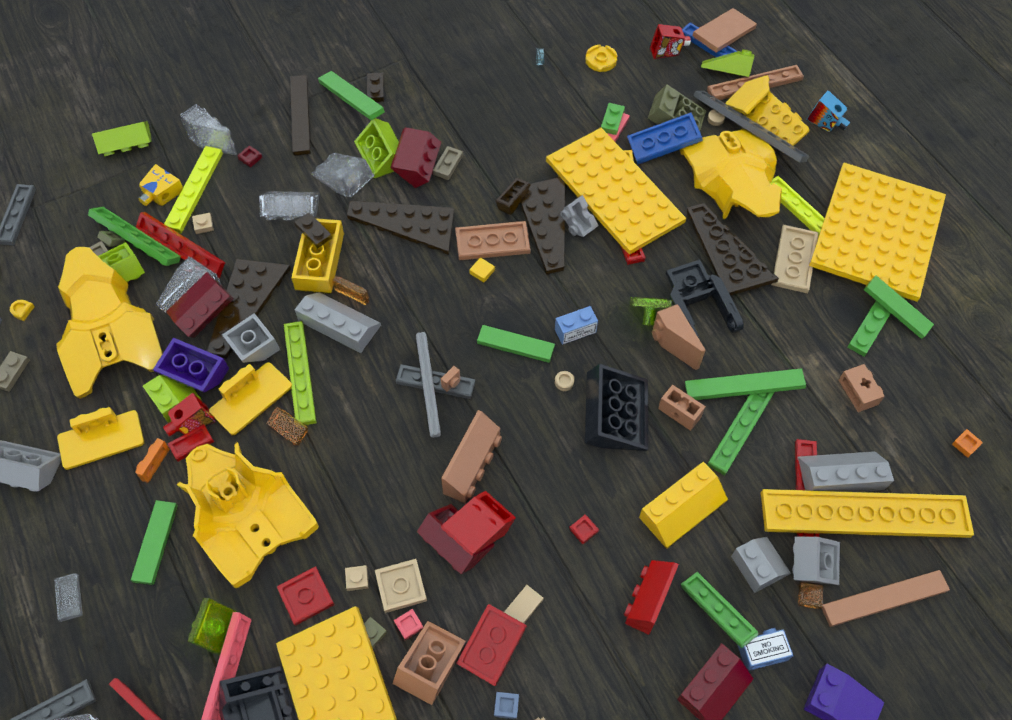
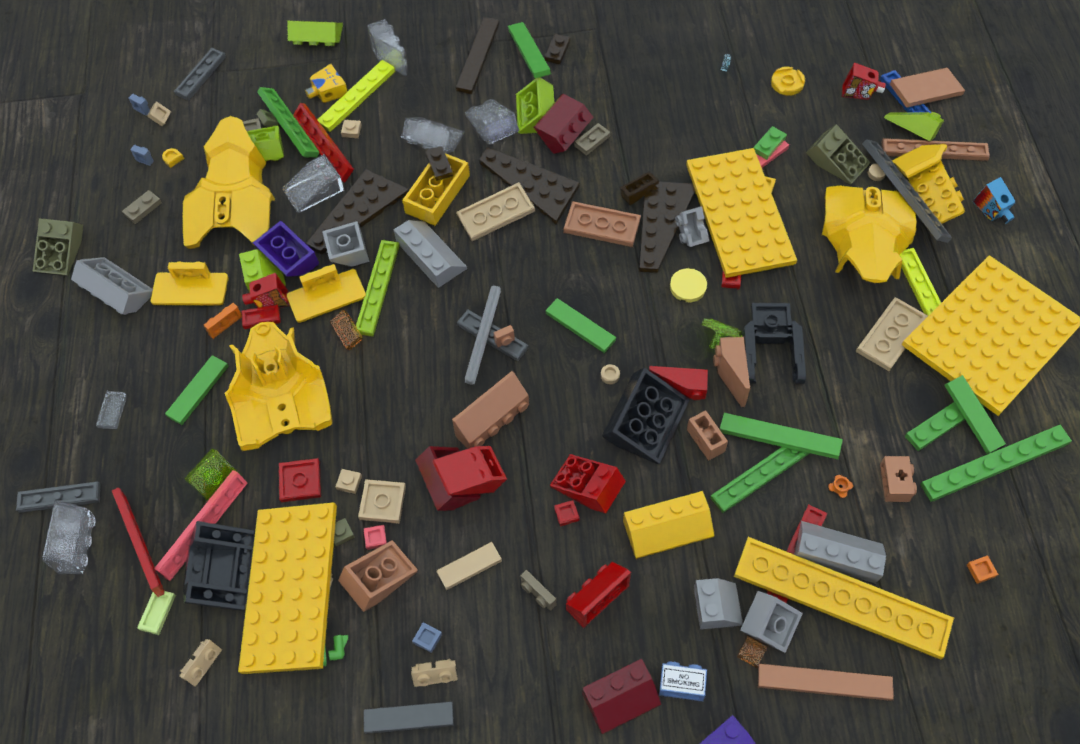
camera: 25 degrees right, 0 degrees up
(199, 305) = (315, 200): dark red slope -> none
(249, 156) = (417, 80): dark red tile -> none
(351, 290) = (452, 228): clear orange tile -> none
(385, 260) = (495, 211): none -> tan tile
(482, 270) = (580, 248): yellow tile -> none
(491, 644) = (437, 581): red tile -> none
(576, 325) = (643, 326): medium blue brick -> none
(585, 612) = (531, 584): none -> dark tan plate
(592, 492) = (589, 482): none -> red slope
(598, 272) = (688, 285): none -> light yellow tile
(642, 363) = (687, 381): none -> red slope
(664, 138) = (812, 176): blue tile -> none
(719, 610) = (656, 630): bright green tile -> none
(728, 254) = (824, 311): dark brown wing -> none
(819, 408) = (846, 485): none -> orange plate
(931, 345) = (995, 463): none -> bright green plate

